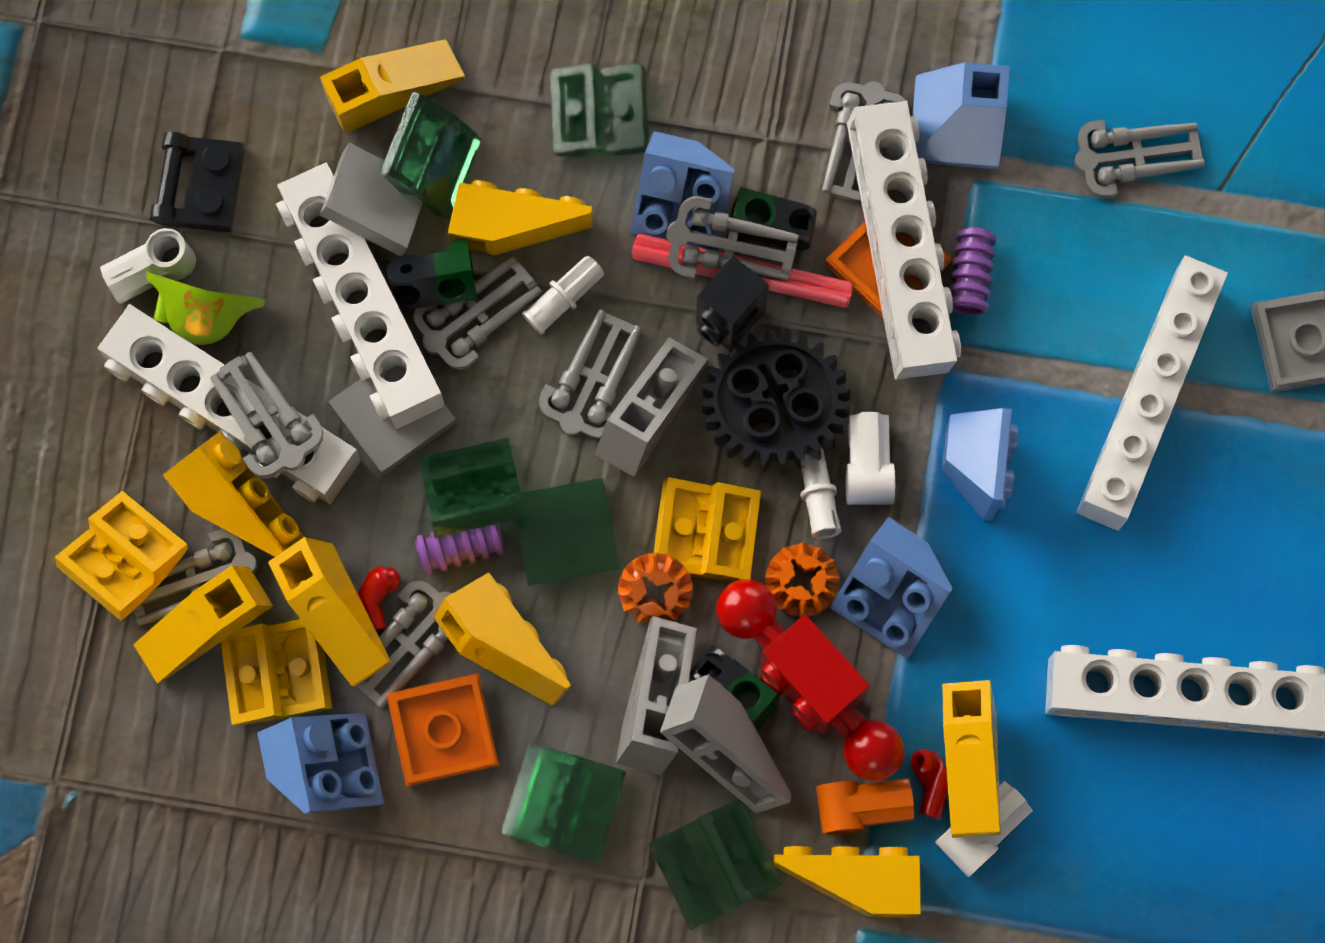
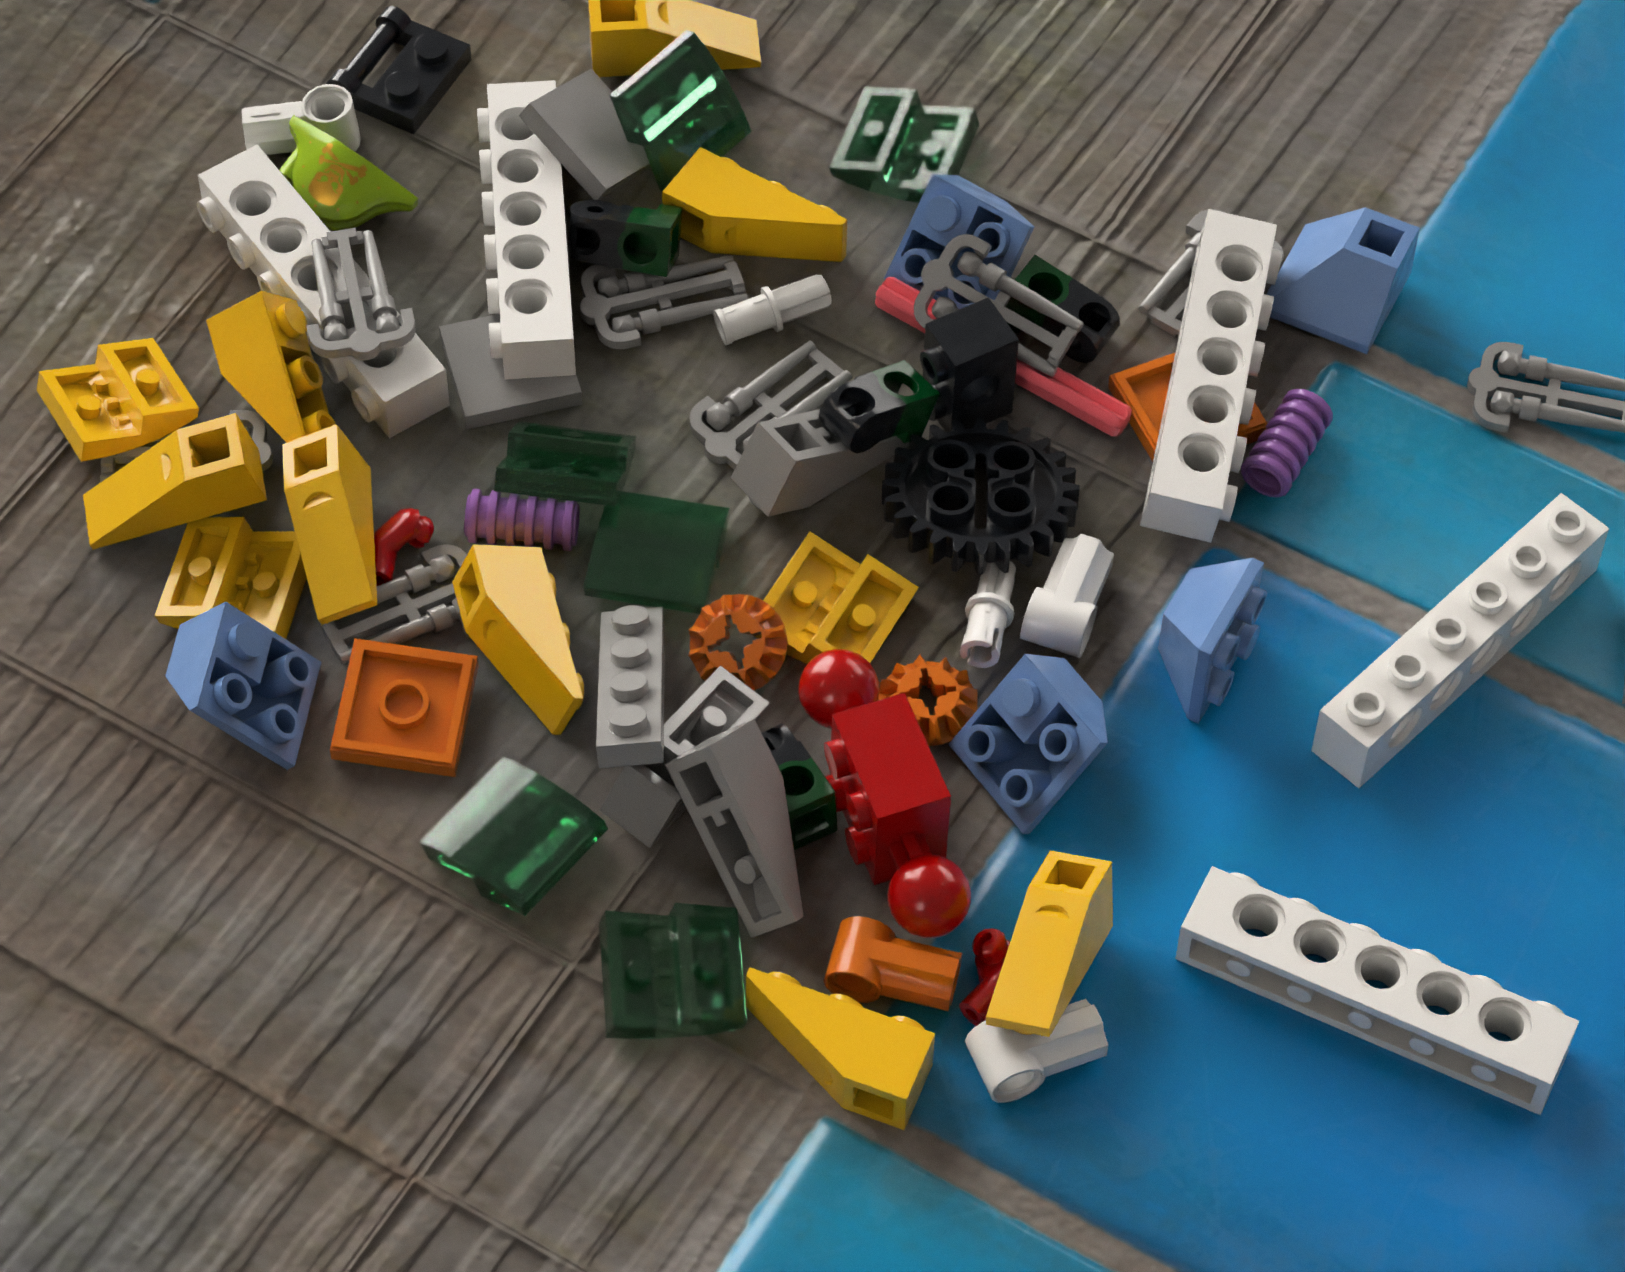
camera: 20 degrees right, 20 degrees down
(602, 666) = (631, 687): none -> light grey plate
(682, 365) = (872, 410): none -> black leg

